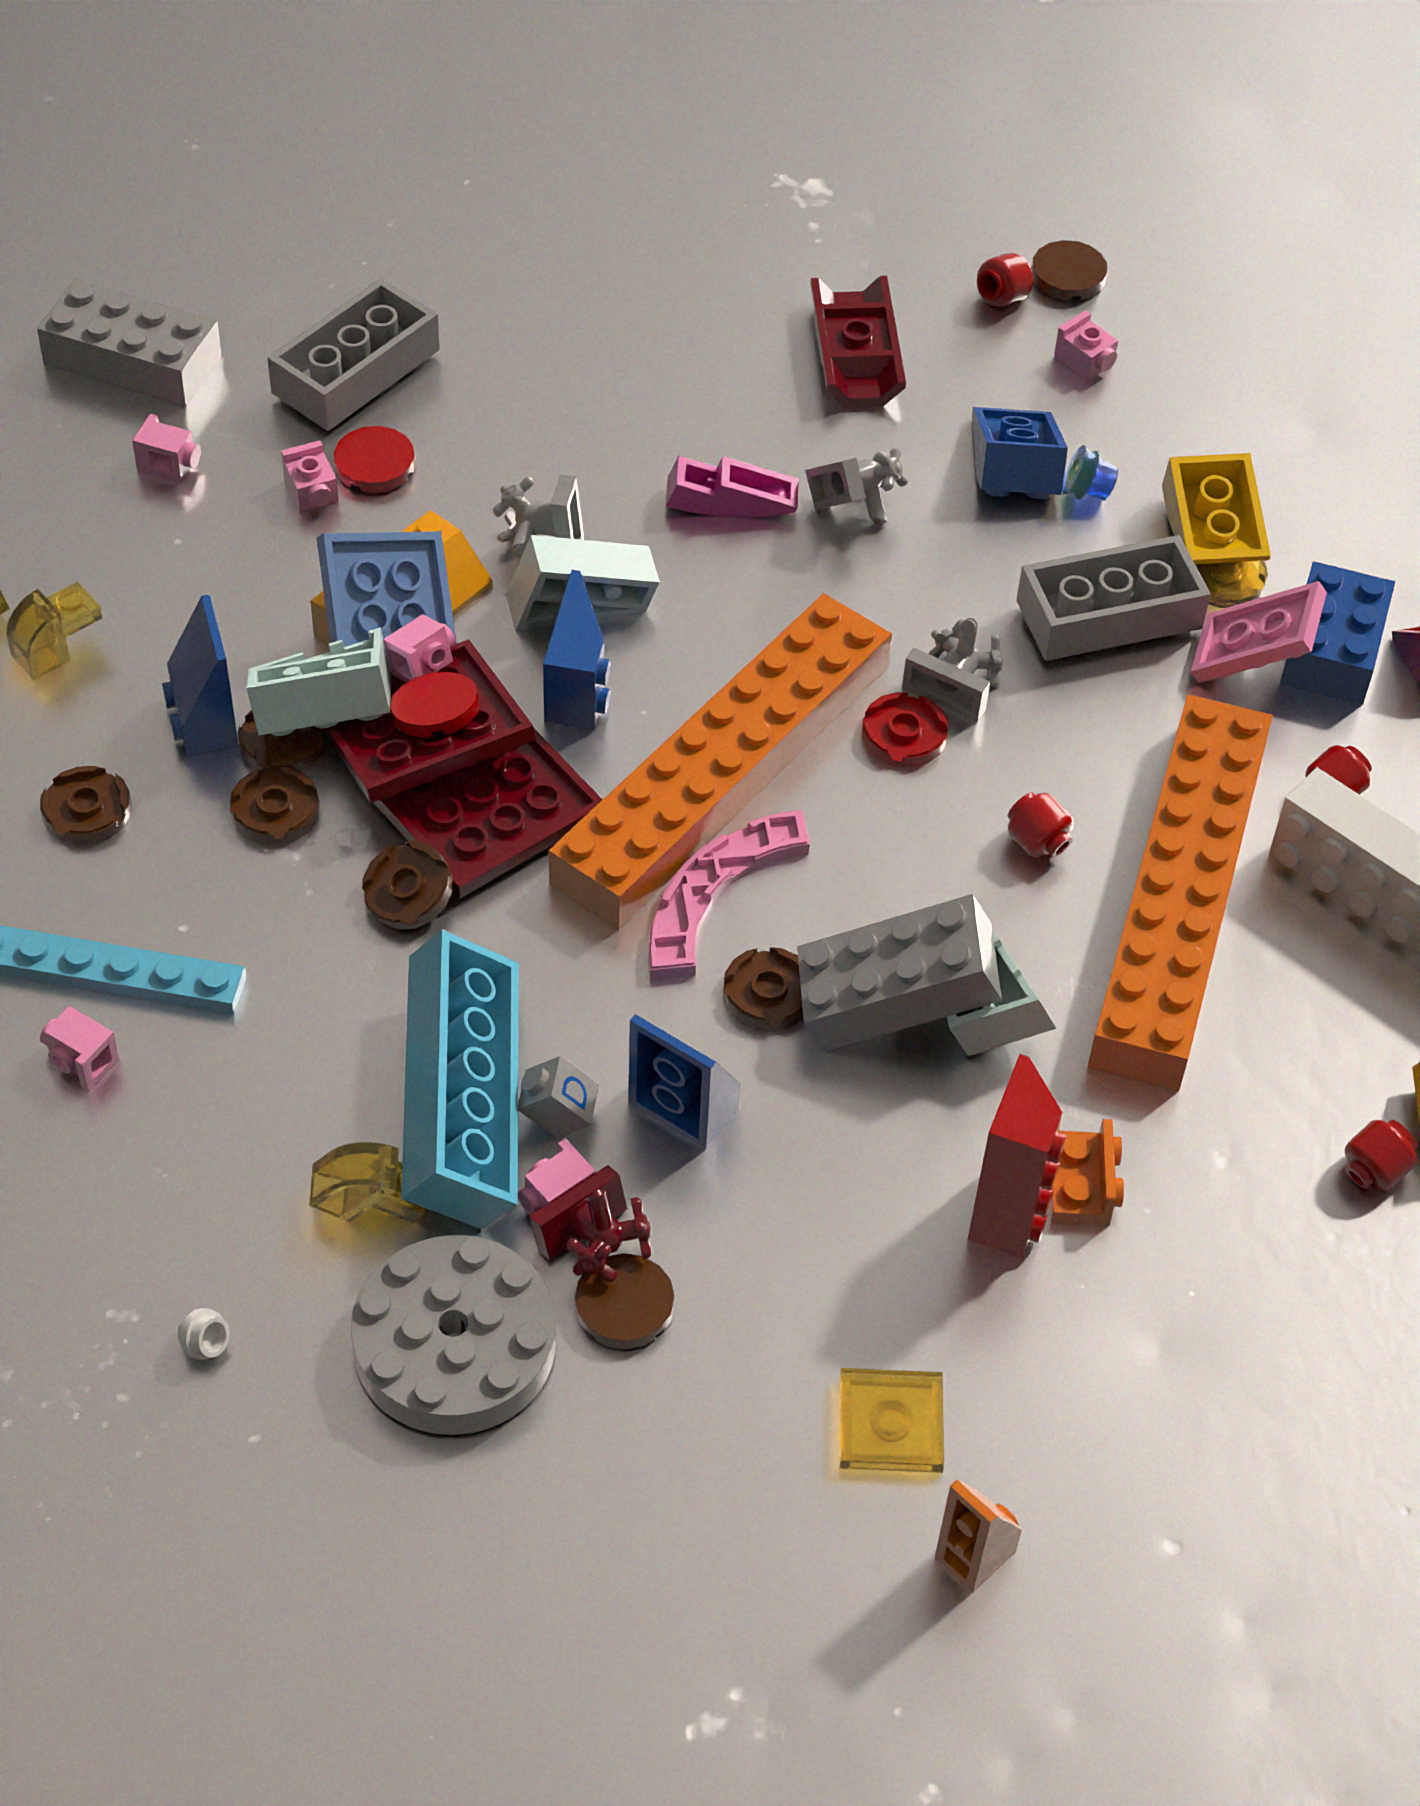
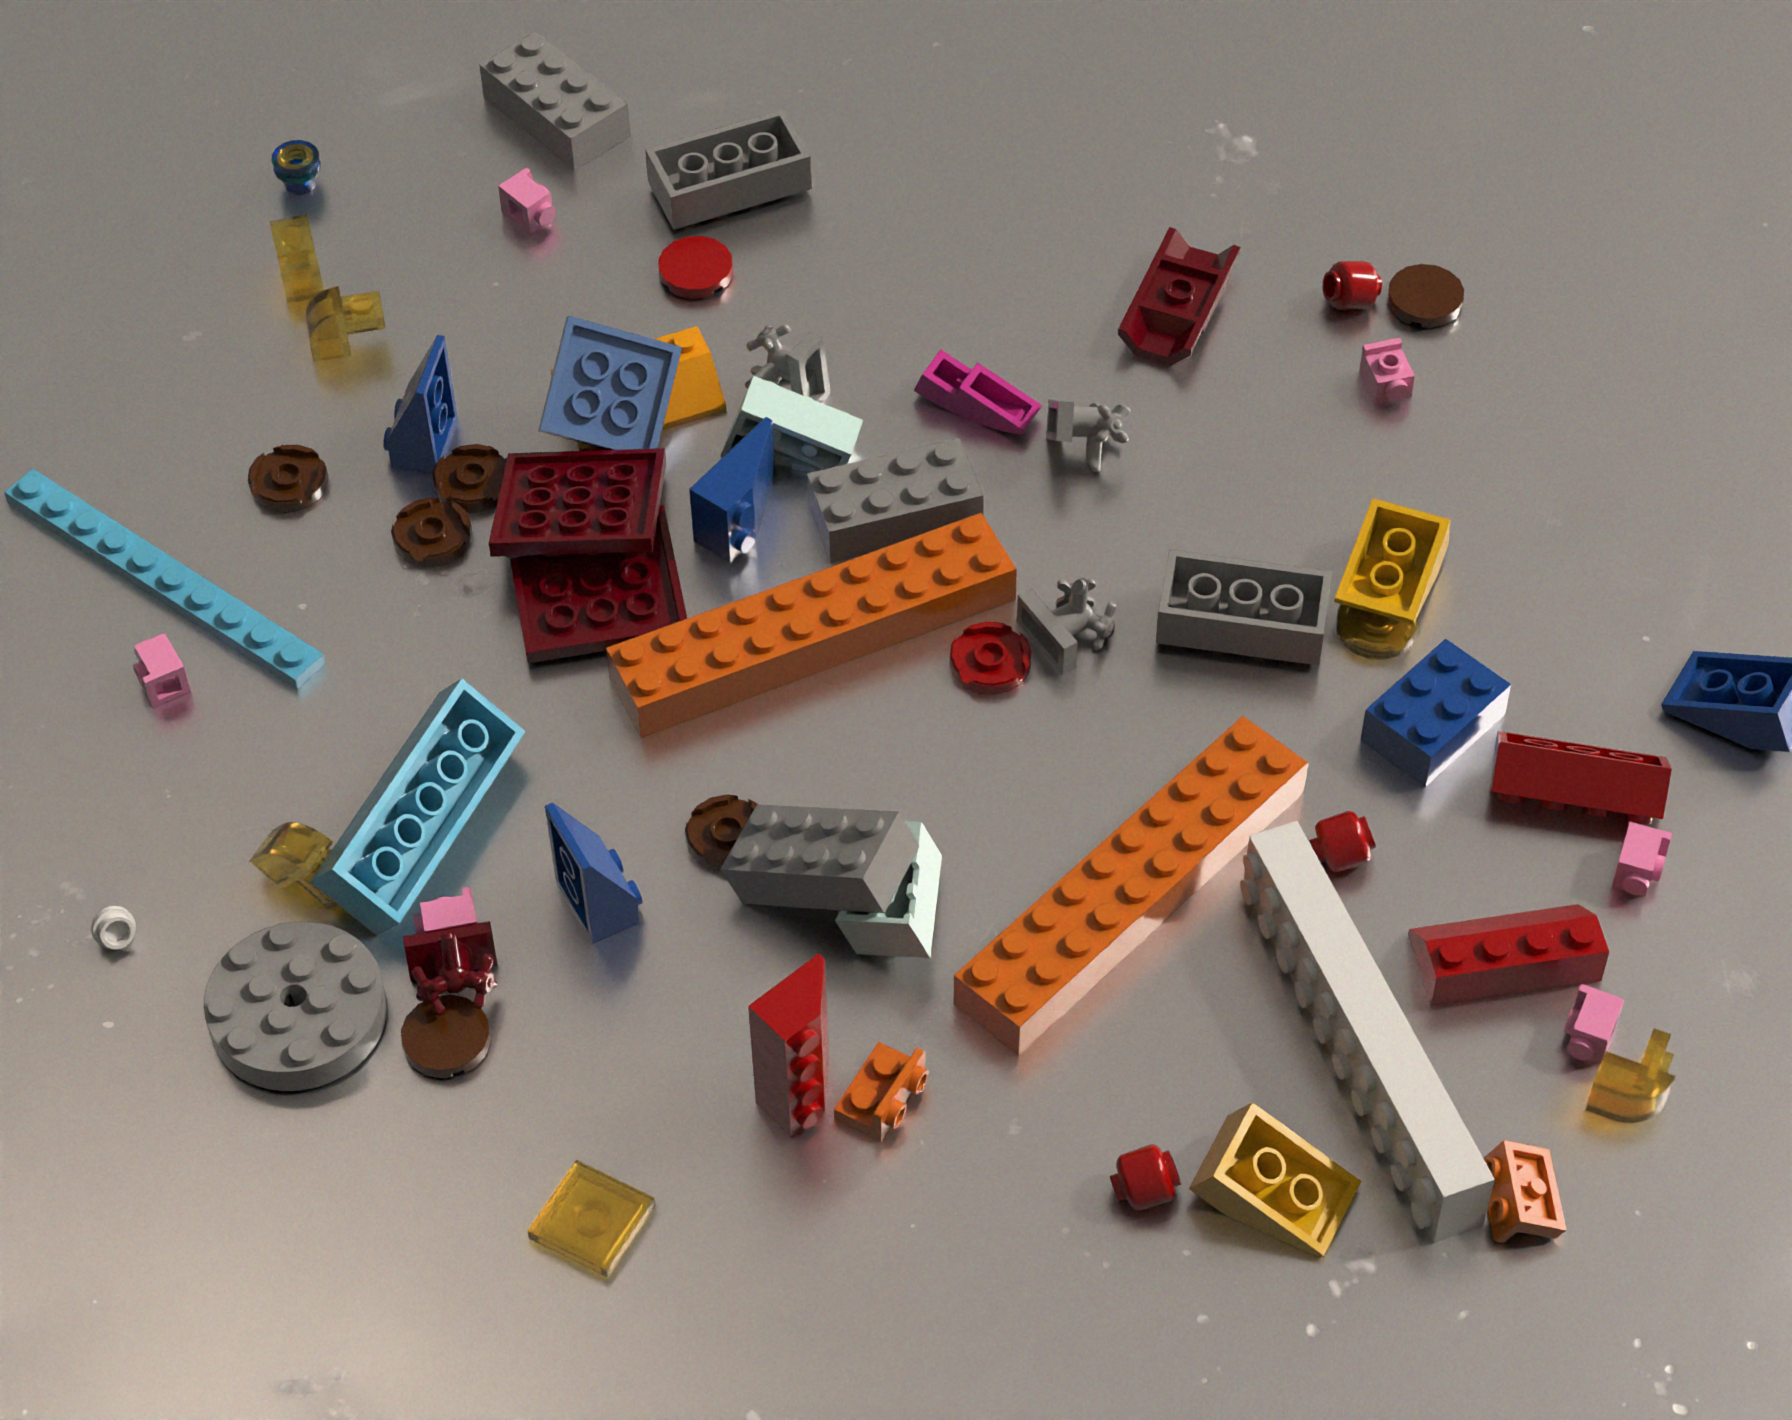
camera: 30 degrees right, 0 degrees up
(309, 476) = (629, 264): bright pink brick -> none
(323, 688) = (511, 448): light aqua wedge -> none
(407, 885) = (488, 636): reddish brown tile -> none
(419, 648) = (610, 442): bright pink brick -> none
(435, 704) = (589, 492): red tile -> none
(558, 1097) = (489, 851): light grey brick -> none
(707, 877) = (736, 721): bright pink tile -> none
(722, 612) = (892, 498): none -> light grey brick
(975, 1535) = (585, 1328): orange slope -> none
(1018, 452) = (1255, 446): blue slope -> none
(1040, 825) = (1043, 783): red head -> none
(1089, 475) = (1304, 491): clear blue piece -> none
(1259, 632) = (1350, 685): bright pink plate -> none

